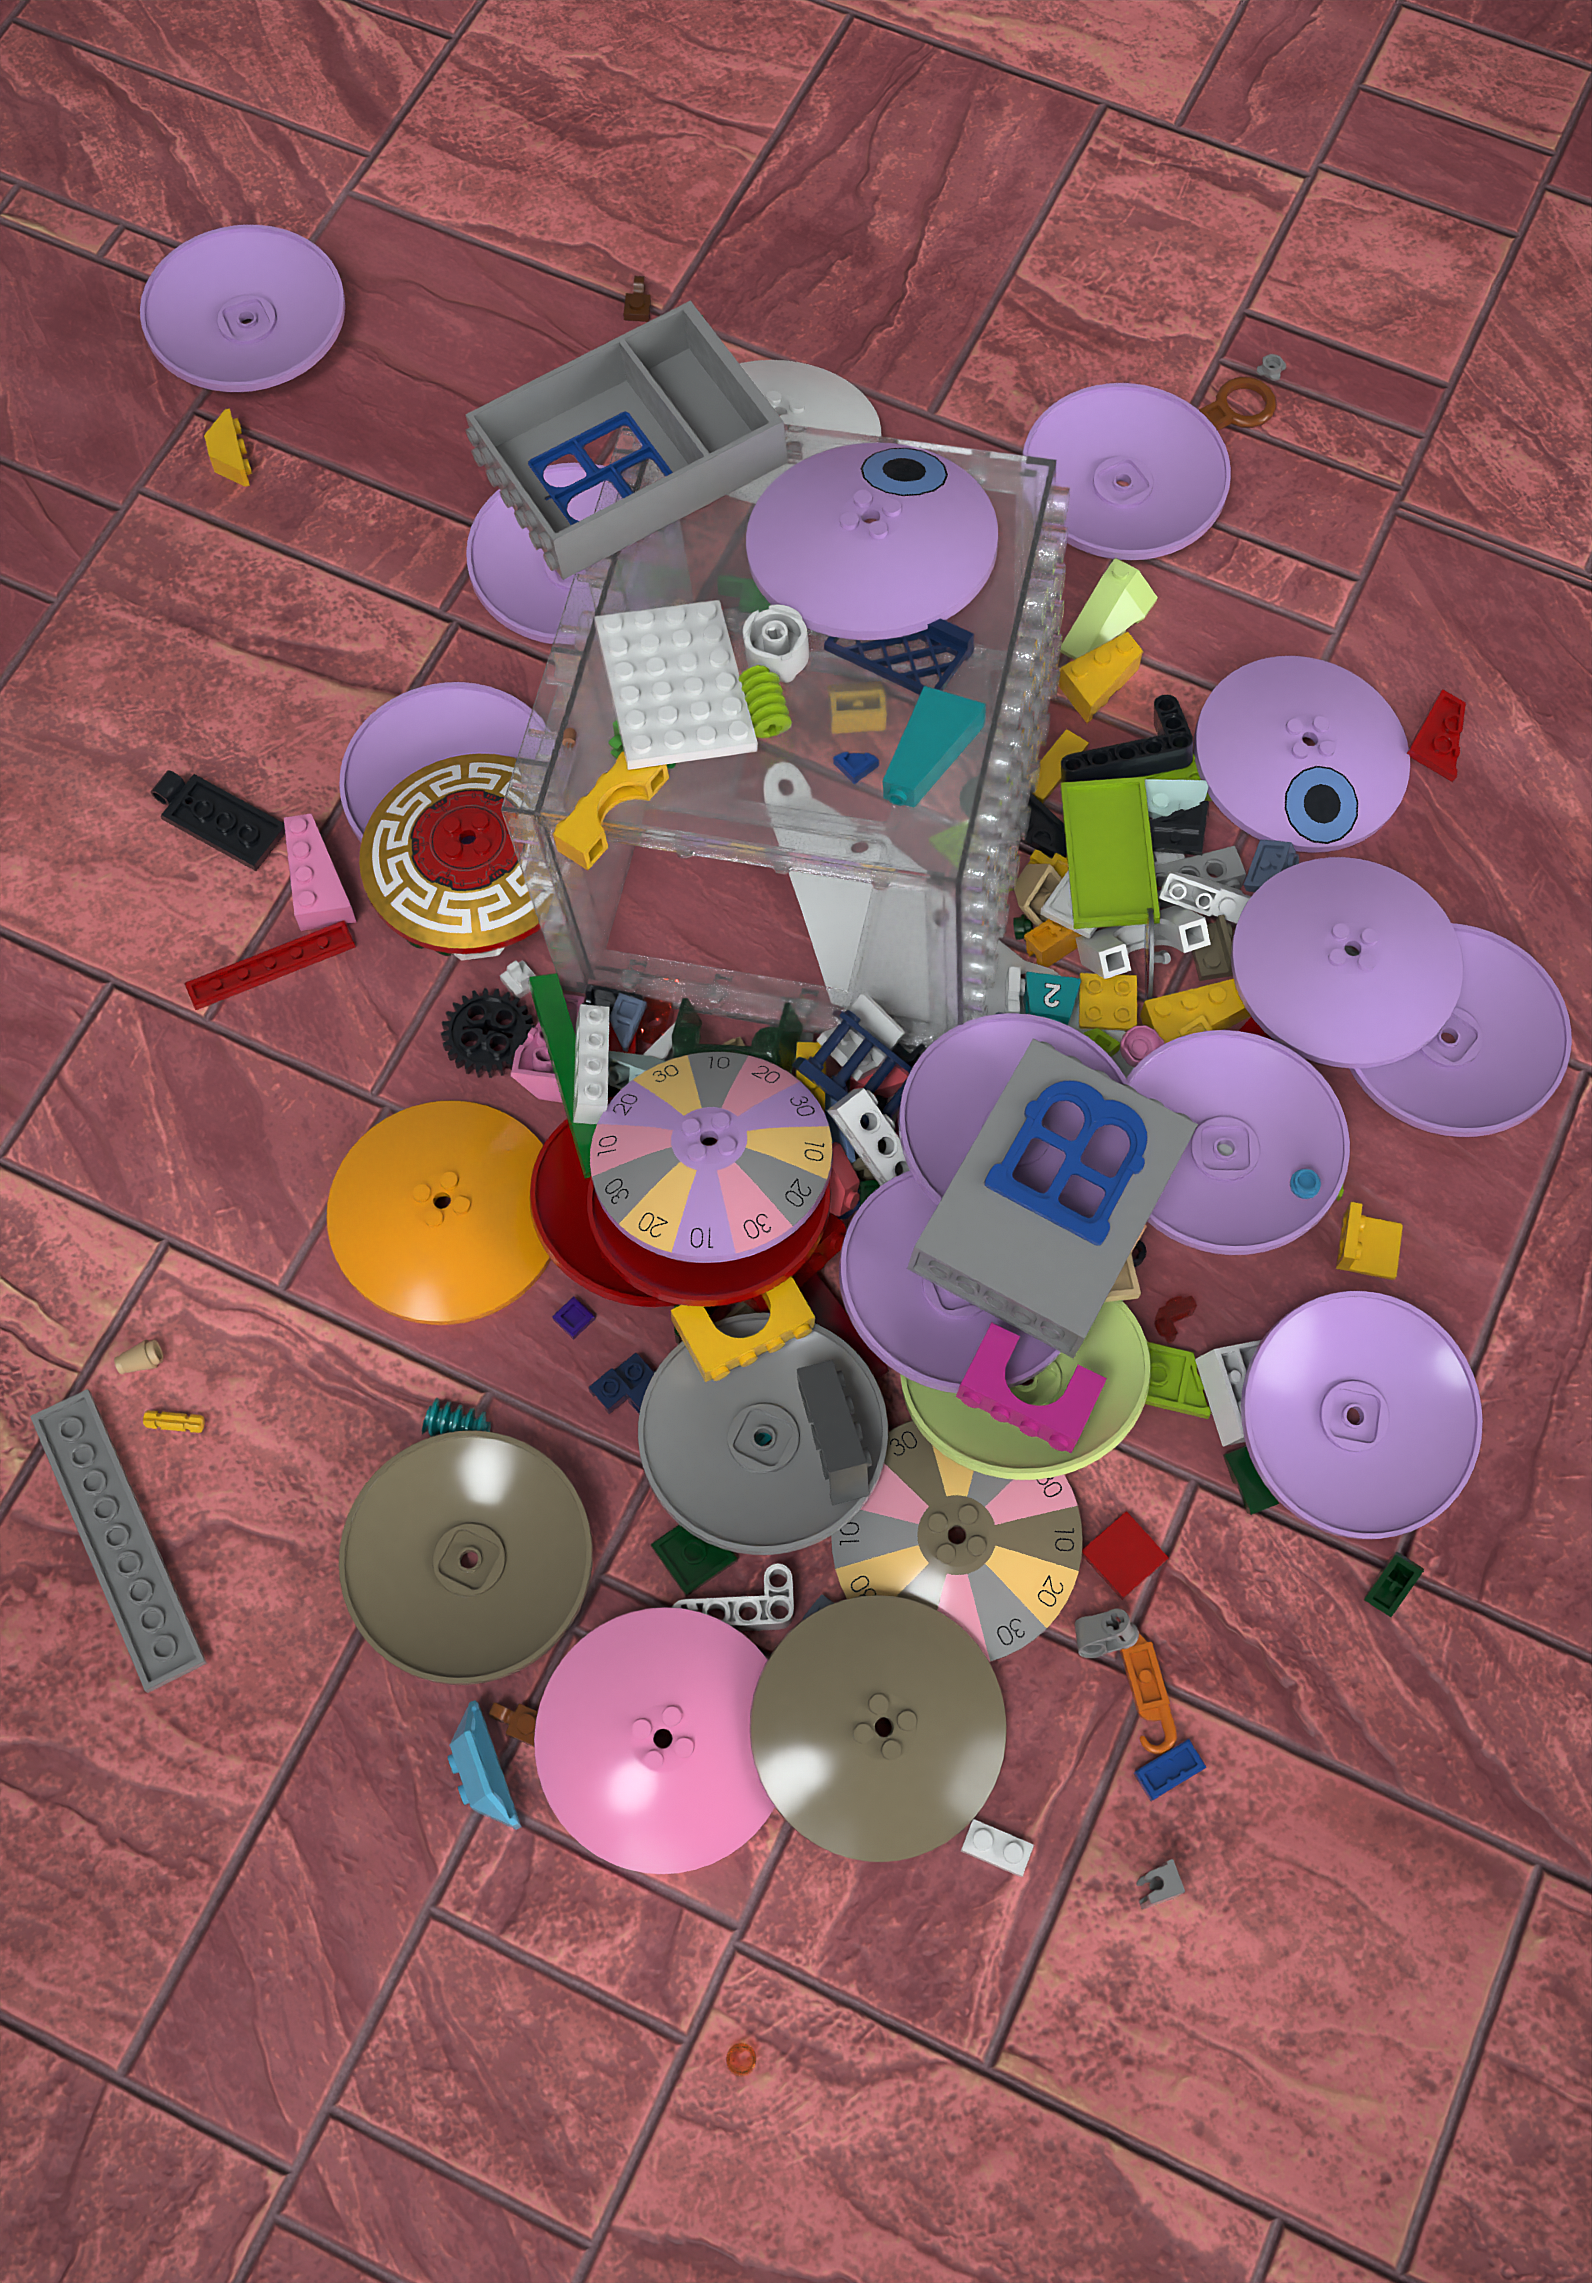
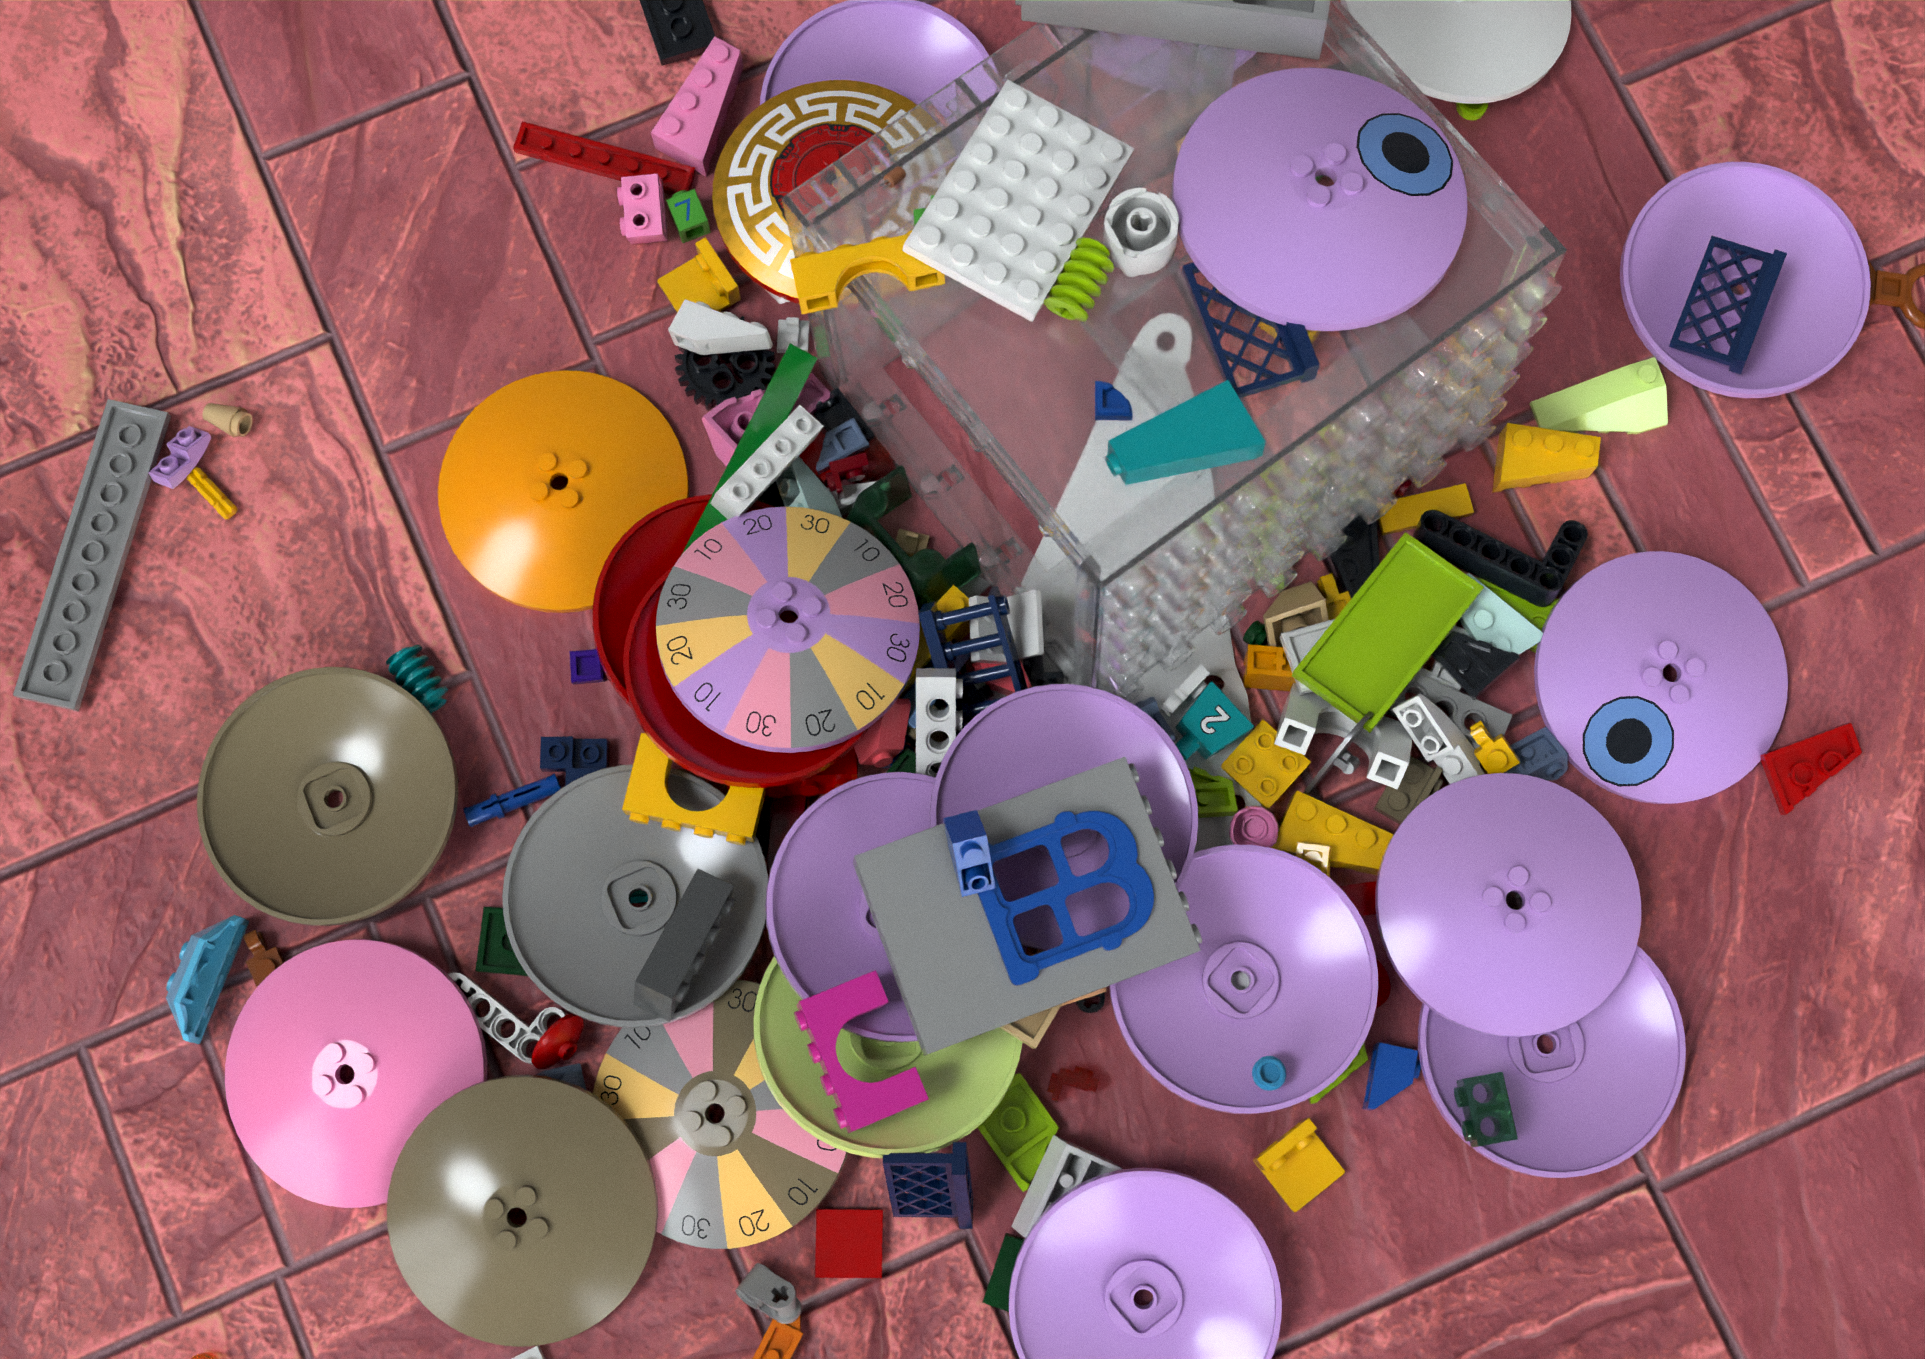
camera: 40 degrees right, 10 degrees up
(128, 1410) = (185, 454): none -> lavender slope
(333, 973) = (643, 209): none -> bright pink brick
(369, 954) = (688, 215): none -> bright green brick
(422, 993) = (701, 280): none -> yellow bracket
(463, 1013) = (712, 332): none -> white slope
(598, 1463) = (511, 800): none -> blue pin
(646, 1030) = (849, 468): none -> dark red bracket
(797, 1587) = (558, 1042): none -> red dish
(993, 1175) = (969, 852): none -> blue slope
(1154, 486) = (1750, 318): none -> dark blue fence
(1170, 1442) = (954, 1184): none -> dark blue fence
(1246, 876) = (1494, 753): none -> yellow plate
(1370, 1137) = (1389, 1073): none -> blue slope
(1461, 1093) = (1495, 1107): none -> clear green brick

